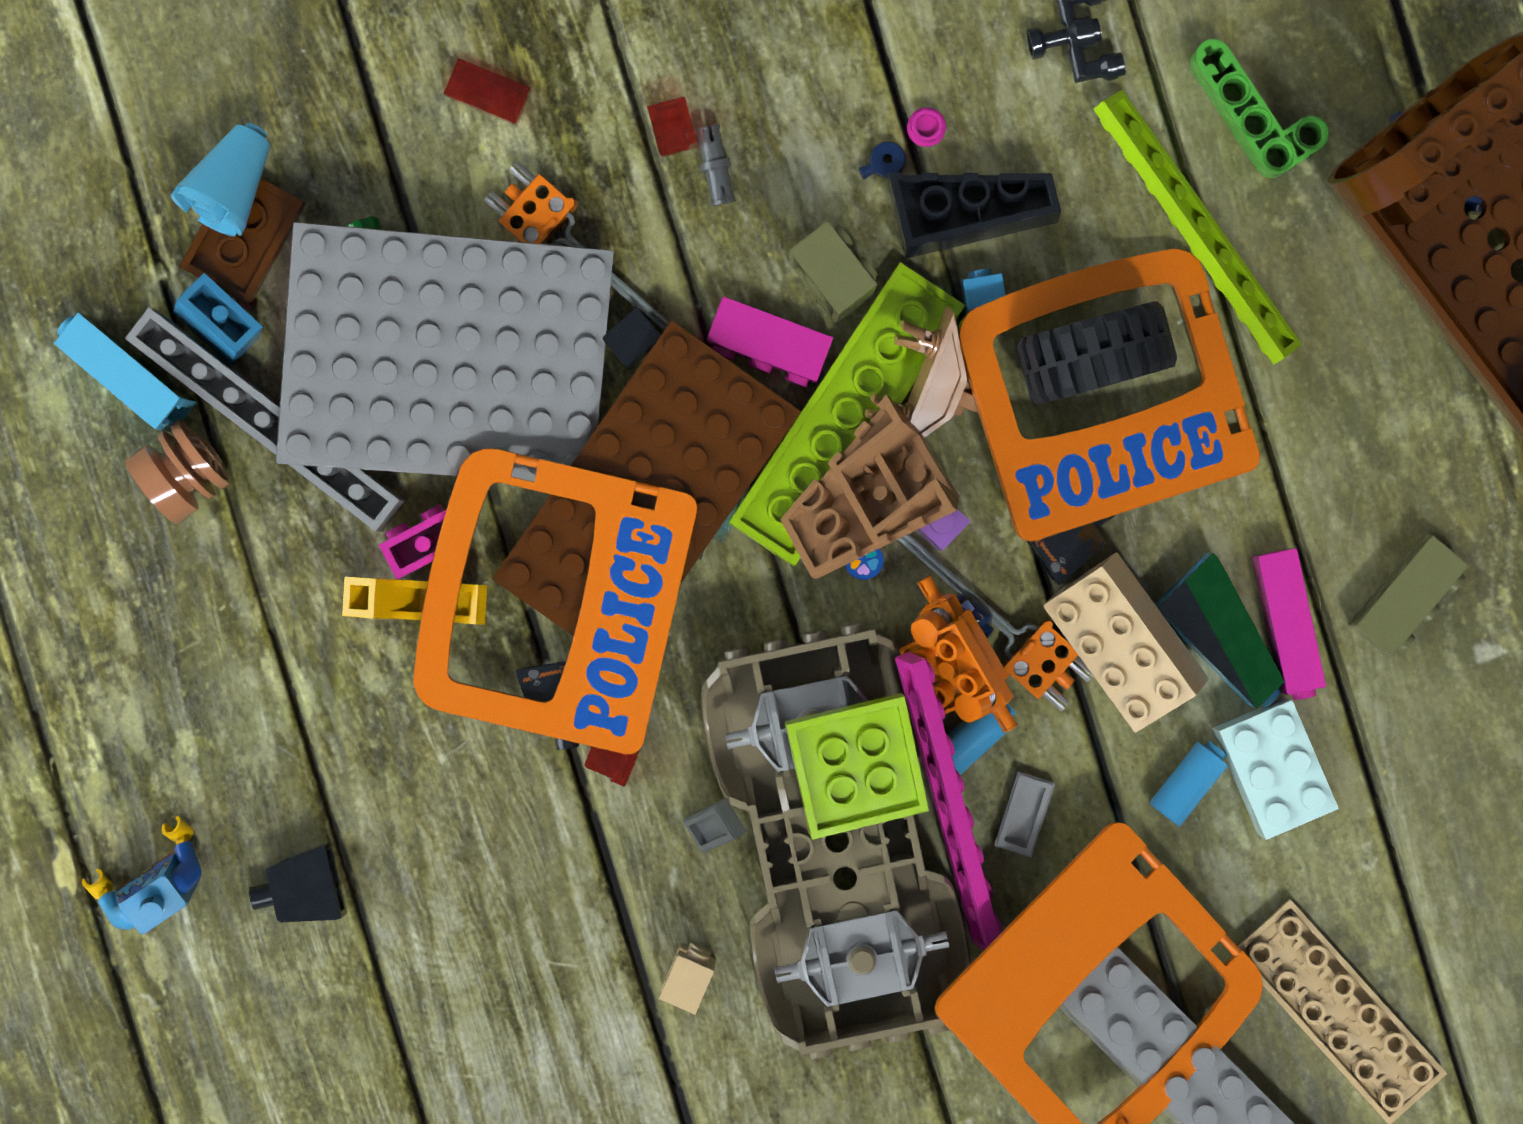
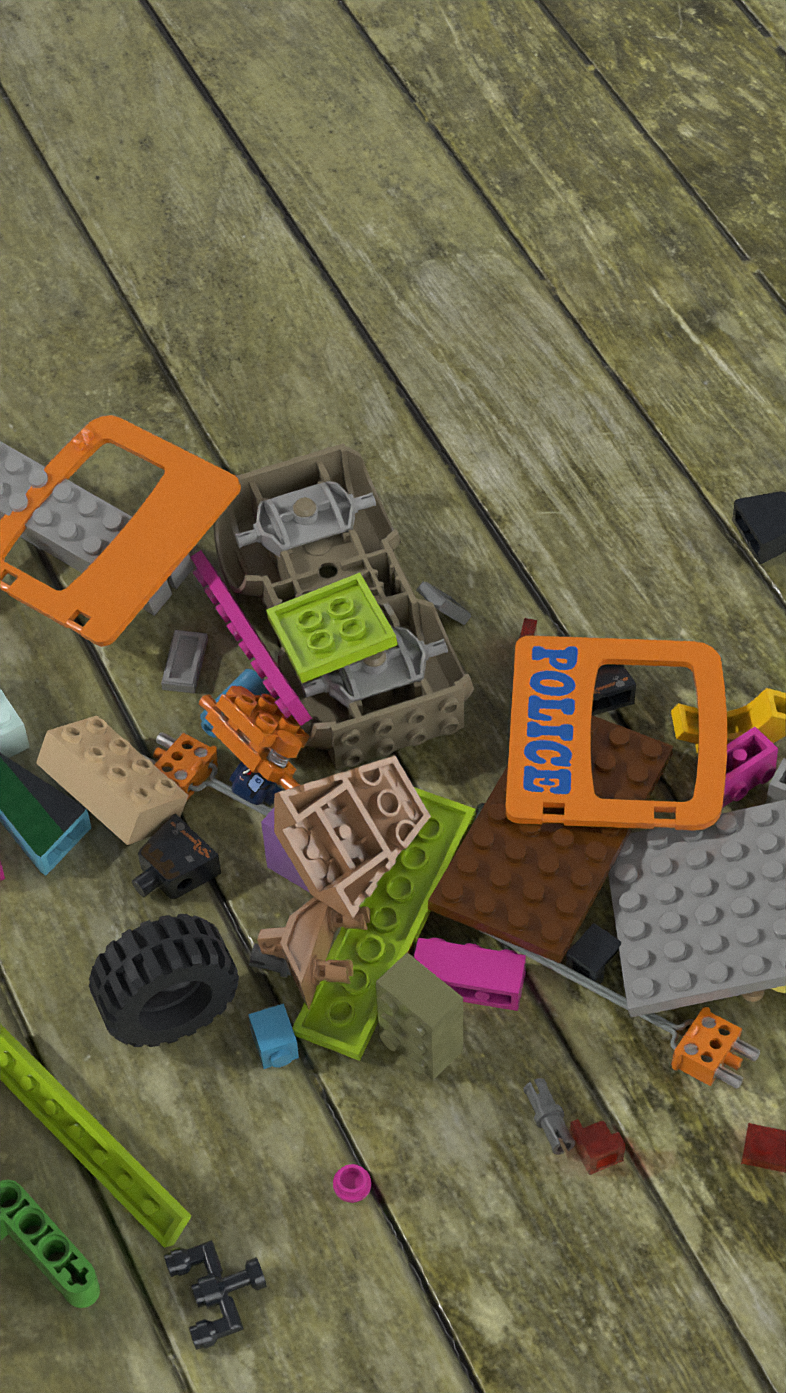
camera: 170 degrees right, 35 degrees down
(688, 977) = (444, 501): tan brick -> none
(878, 166) = (392, 1143): dark blue piece -> none
(968, 208) = (300, 1107): black wedge -> none
(1127, 461) = (185, 880): orange door -> none
(1190, 782) = (47, 695): dark azure brick -> none

